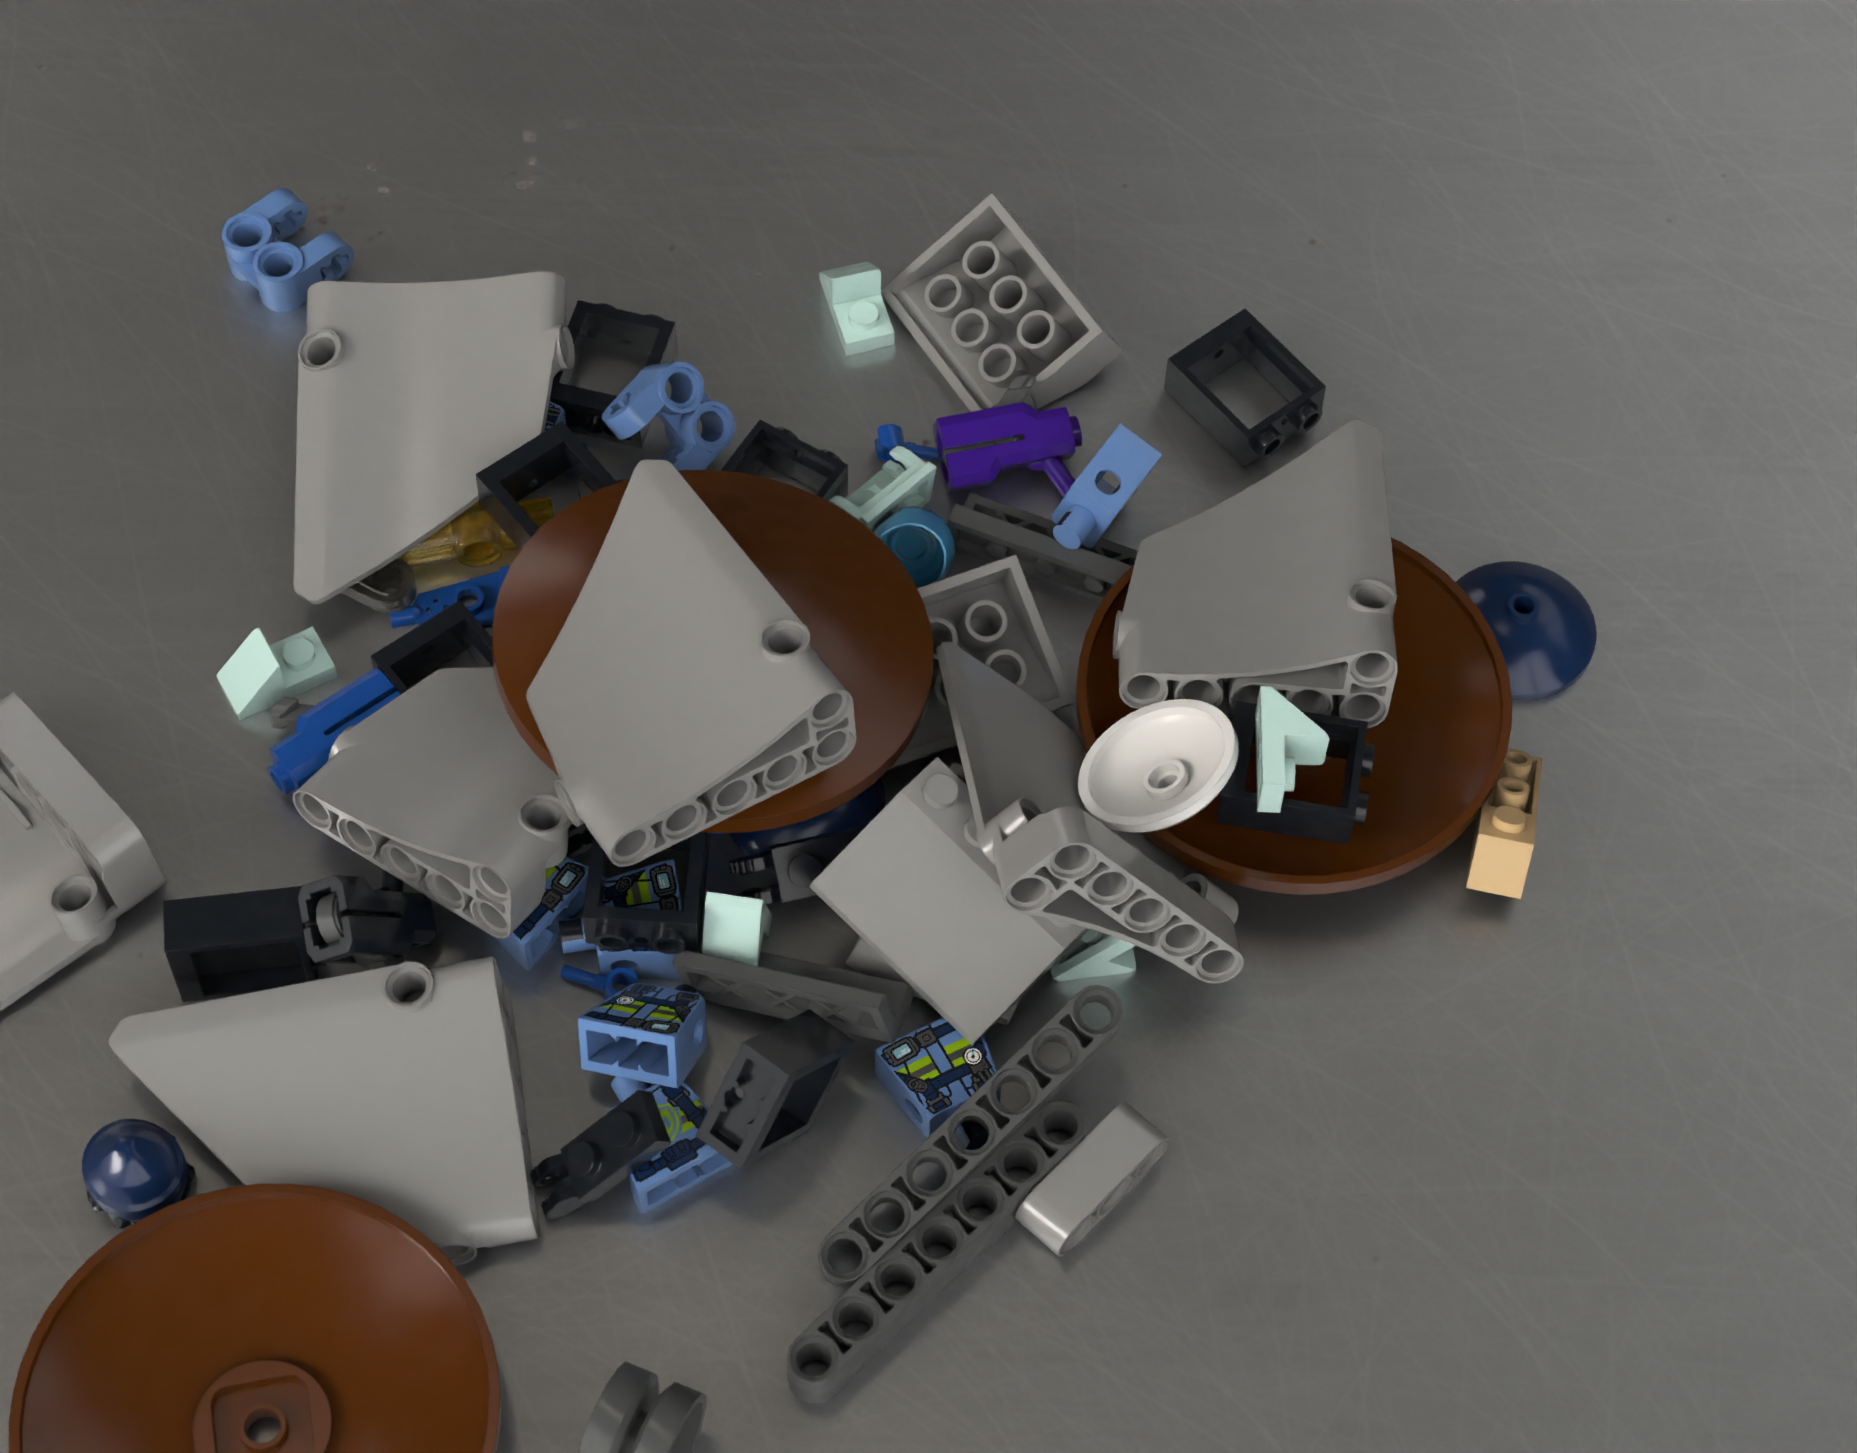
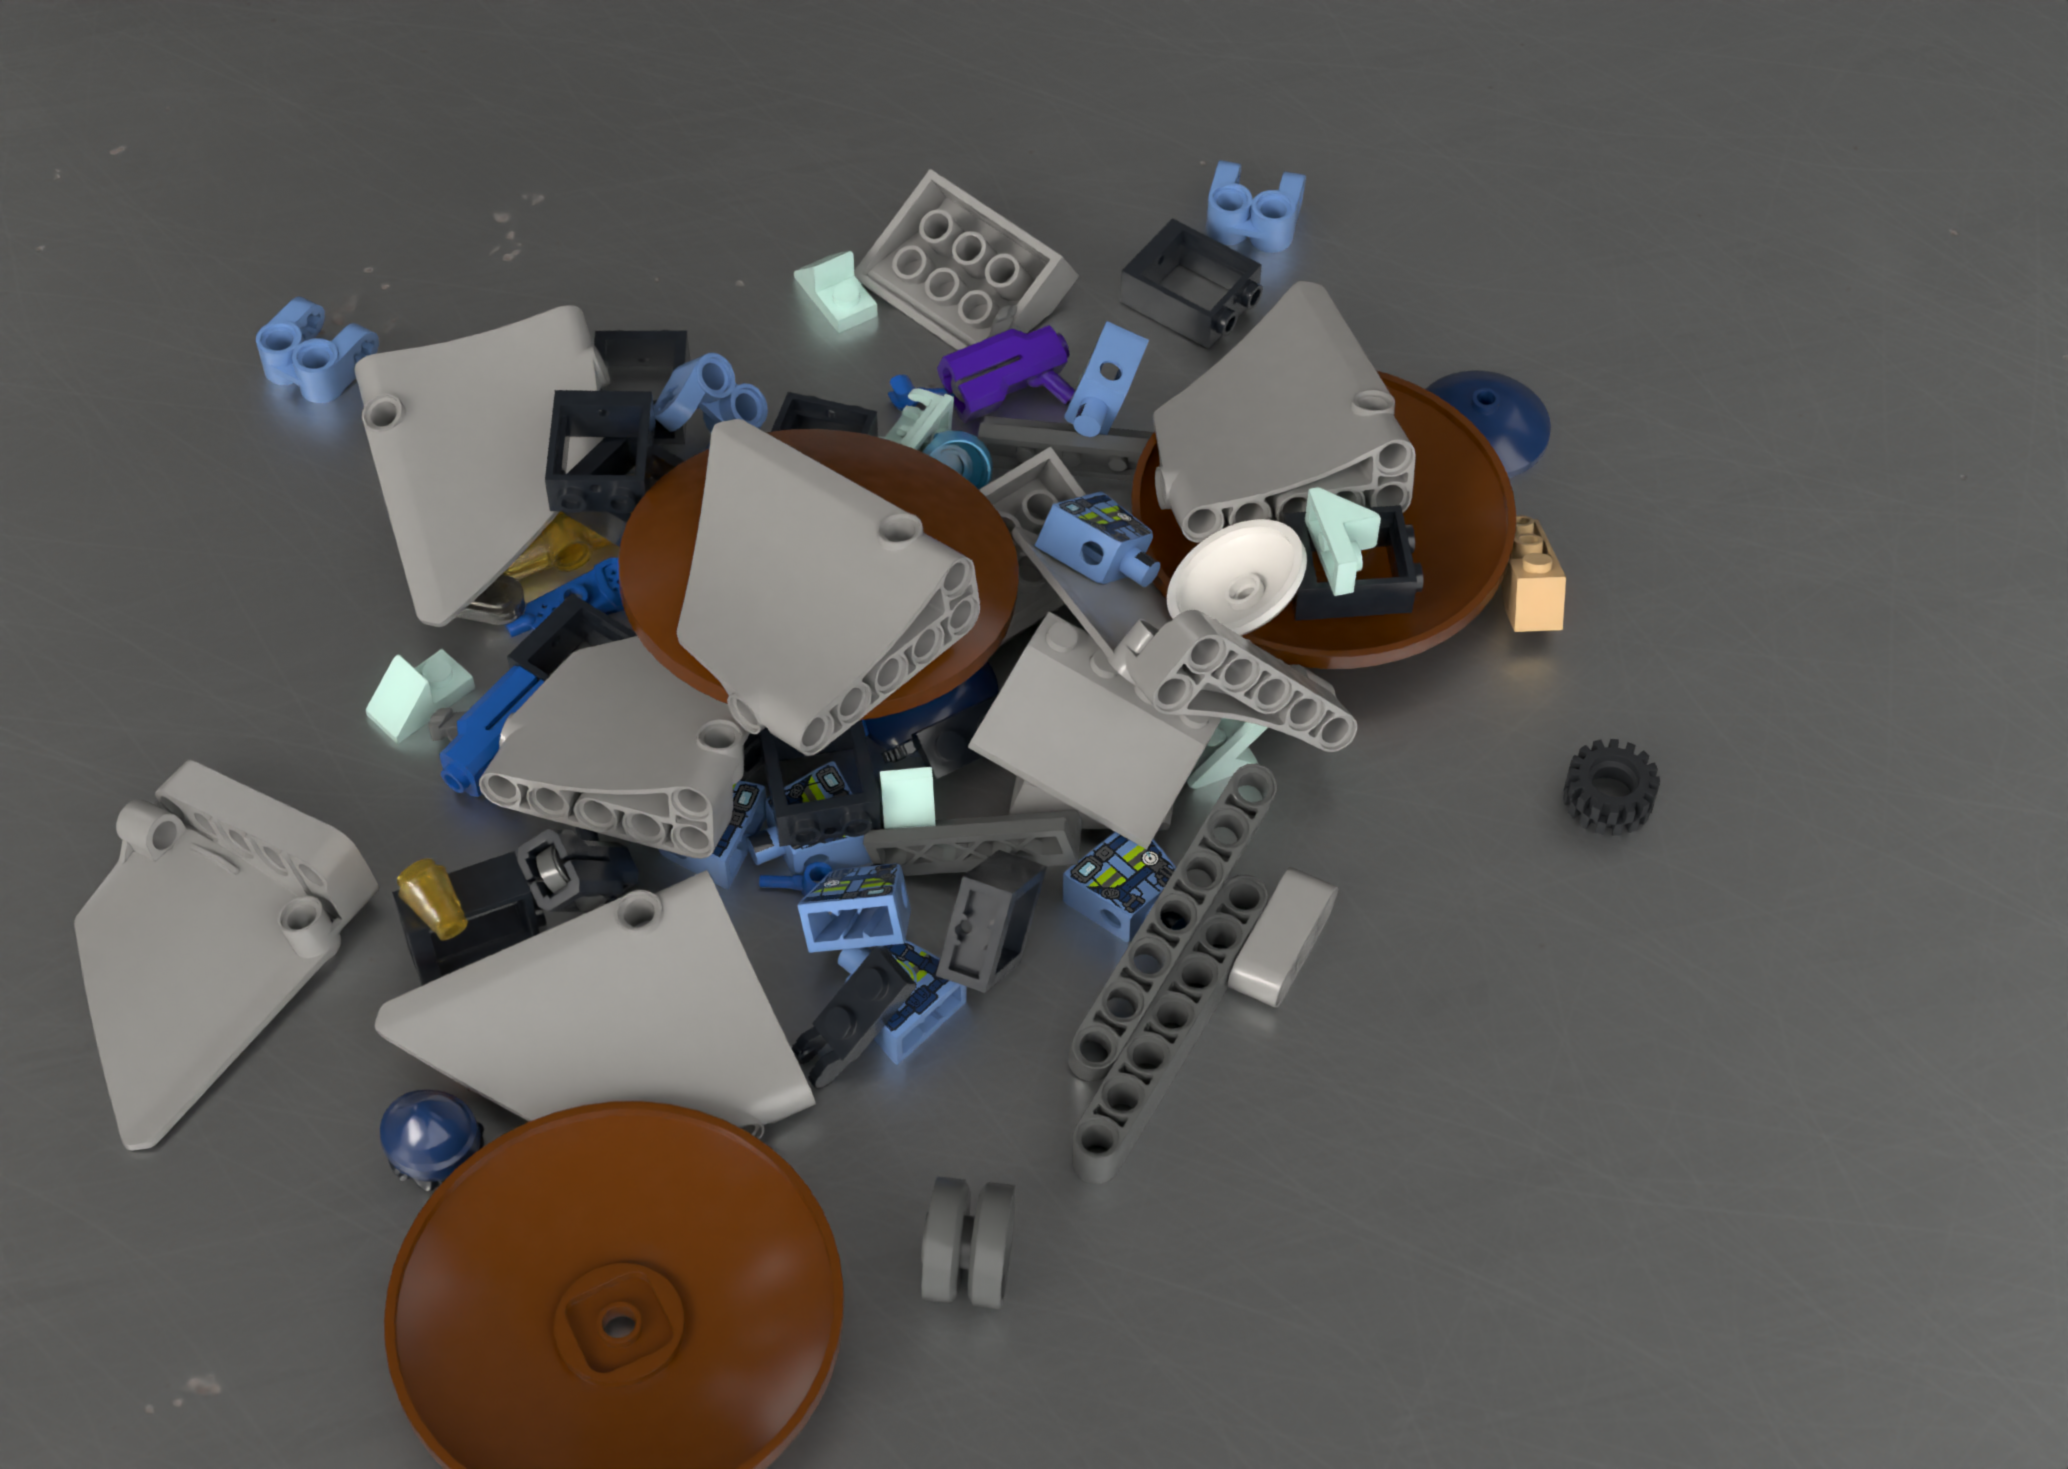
camera: 15 degrees left, 5 degrees down
(197, 920) = (432, 897): none -> clear yellow cone
(535, 411) = (578, 415): none -> black window
(1029, 679) = (1099, 540): none -> medium blue torso
(1354, 328) = (1266, 219): none -> medium blue piece
(1520, 1068) = (1618, 765): none -> black tyre

